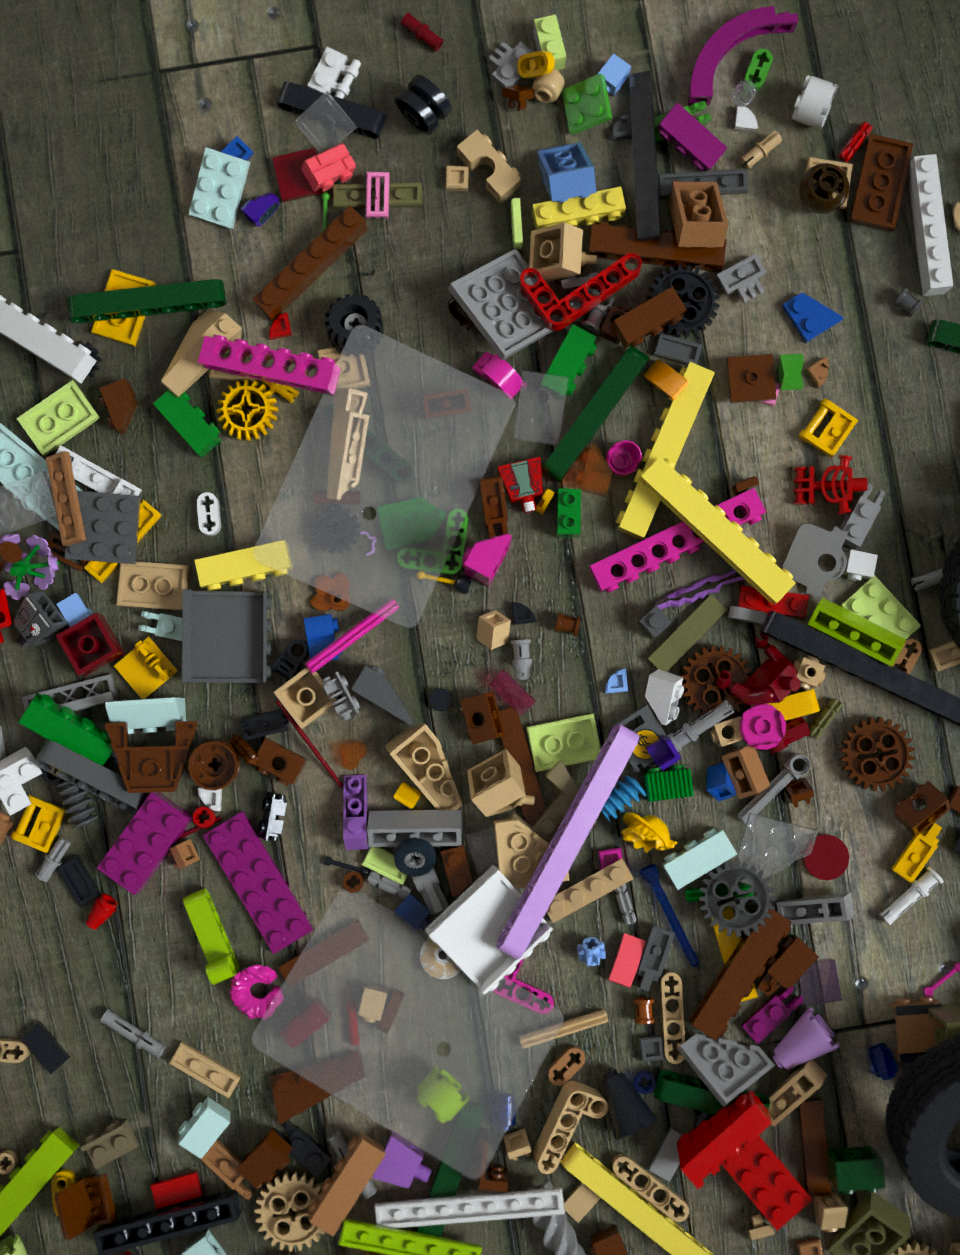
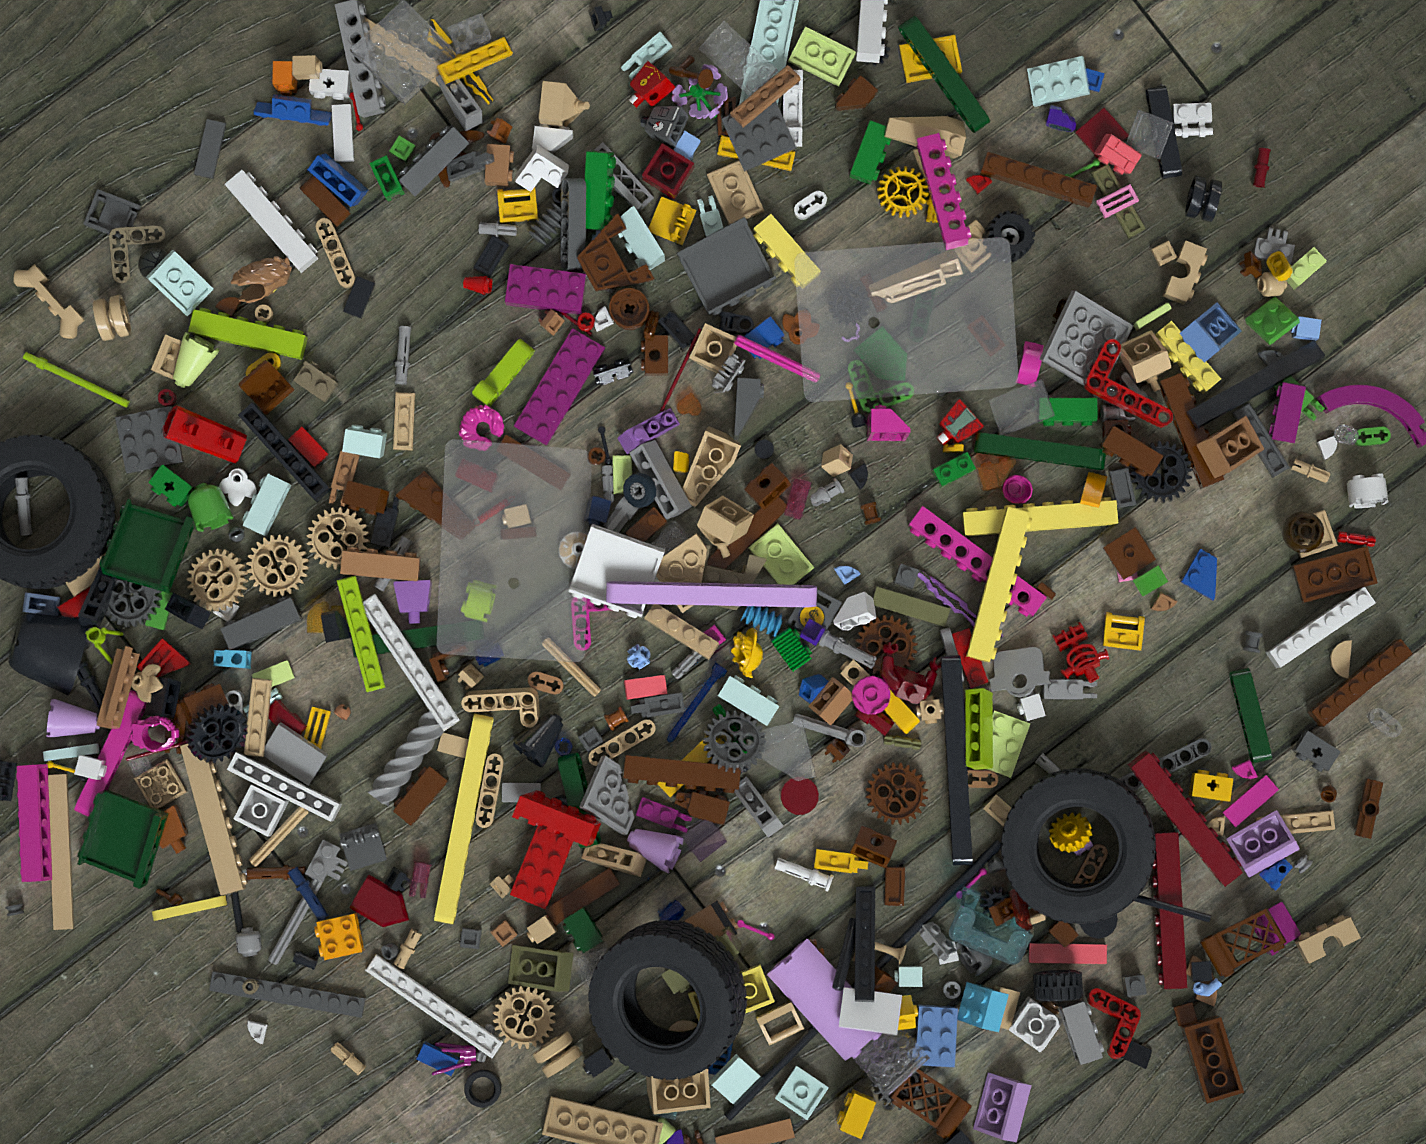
camera: 65 degrees right, 0 degrees up
(494, 503) = (930, 411): reddish brown hinge -> none
(743, 278) = (1203, 508): light grey hinge -> none

